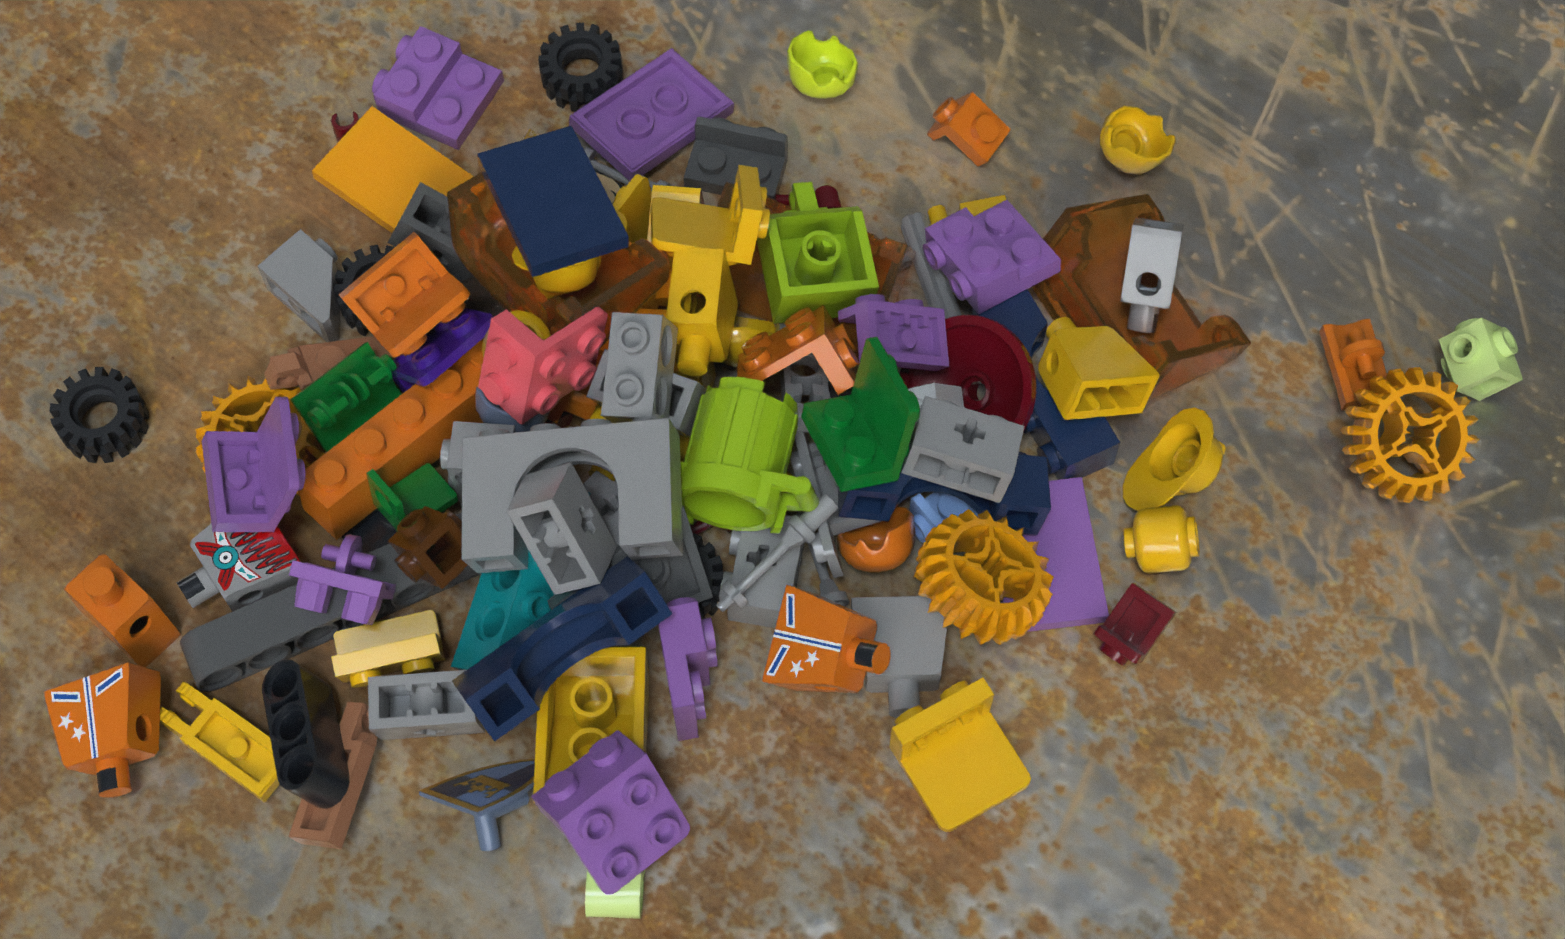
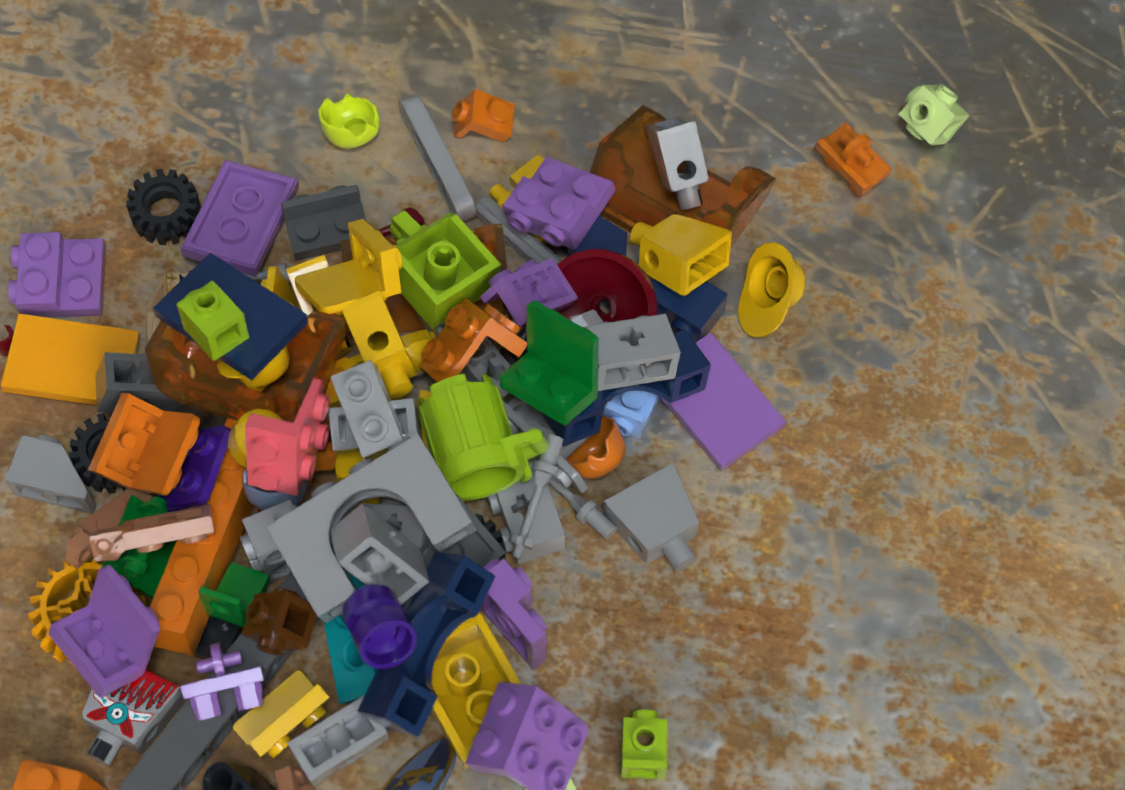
camera: 30 degrees left, 0 degrees up
(354, 387) = (151, 532): none -> nougat hinge
(516, 602) = (379, 626): none -> dark purple wheel
(523, 193) = (213, 320): none -> lime brick
(742, 903) = (640, 760): none -> lime brick
(822, 646) = (605, 545): orange torso -> none
(892, 149) = (437, 157): none -> light grey beam
(958, 755) = (740, 574): yellow bracket -> none
(972, 585) = (687, 447): light orange gear -> none
(1133, 626) = (807, 419): dark red bracket -> none
(1135, 140) = (610, 70): yellow hair -> none
(1162, 539) = (792, 348): yellow head -> none
(1433, 465) = (899, 190): light orange gear -> none

